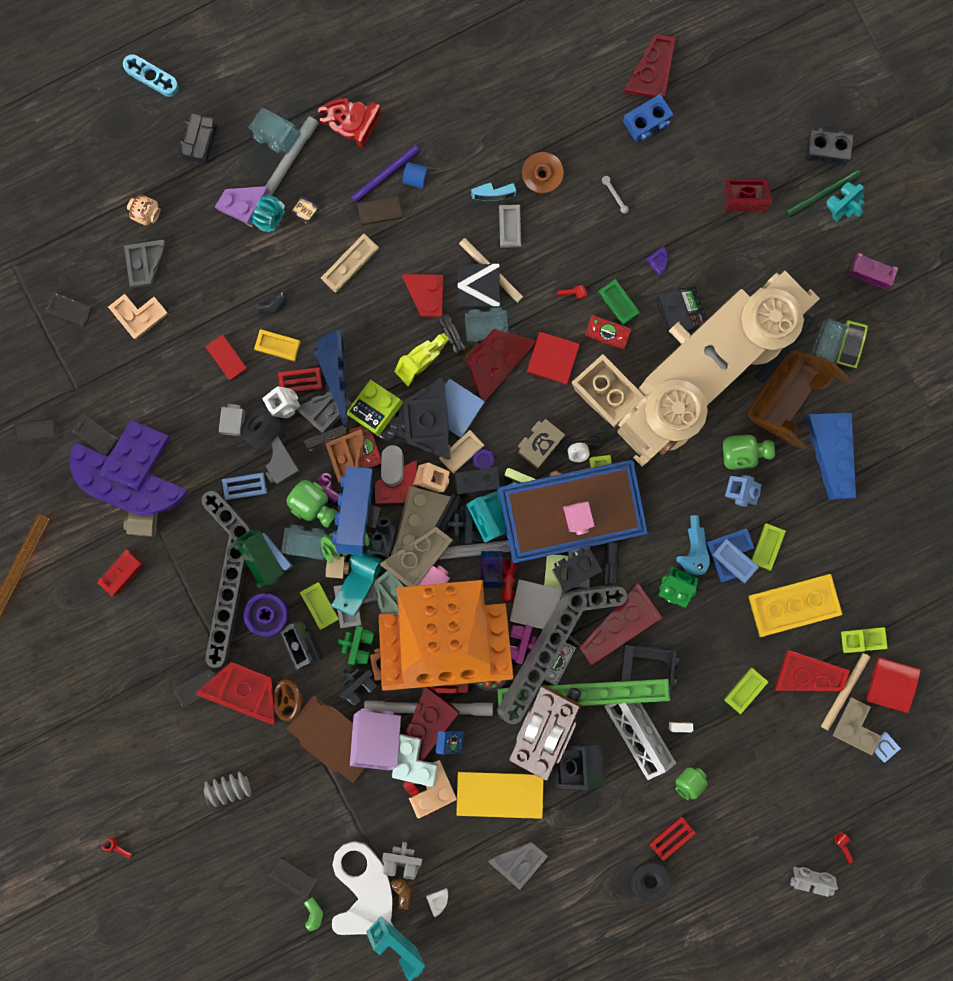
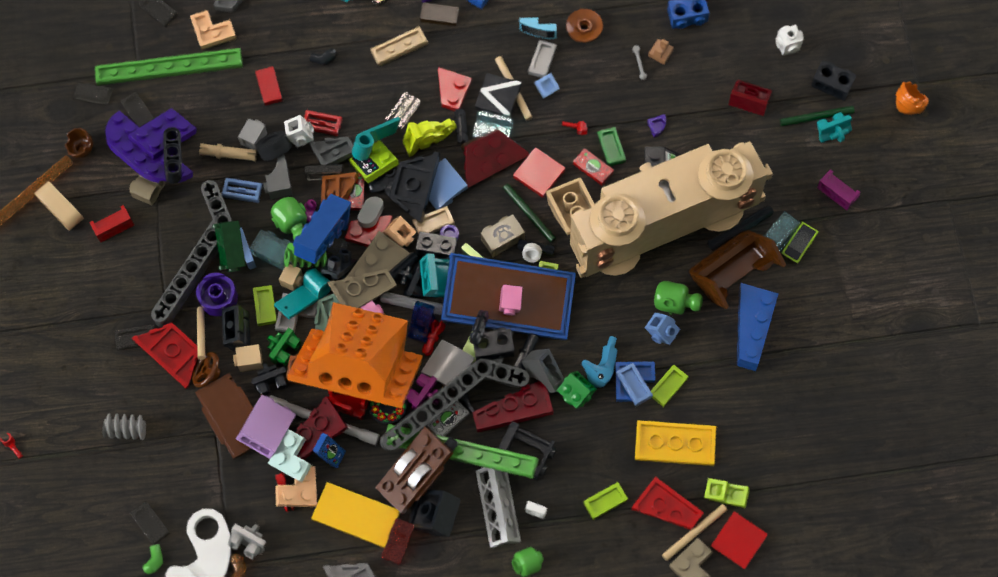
camera: 25 degrees right, 15 degrees down
(48, 496) = (79, 143): none -> reddish brown hair
(55, 573) = (59, 206): none -> tan beam
(107, 372) = (168, 66): none -> bright green tile
(164, 491) = (172, 147): none -> black beam
(214, 449) = (228, 152): none -> tan pin
(265, 662) = (201, 333): none -> tan bar
(277, 345) = (314, 90): yellow tile -> none
(326, 670) = (248, 358): none -> tan brick
(332, 364) = (354, 113): dark blue wedge -> none
(360, 393) = (365, 140): none -> teal door
(375, 330) = (405, 96): none -> clear smoke tile
(526, 256) = (547, 85): none -> light blue tile
(553, 808) = (397, 541): none -> clear red slope
(557, 559) = (479, 326): none -> black axle
(558, 407) = (530, 214): none -> dark green bar
(633, 174) = (661, 51): none -> medium nougat tile
(636, 575) = (543, 367): none -> dark grey arch
(764, 121) = (789, 39): none -> white brick
(917, 143) = (910, 100): none -> orange hair

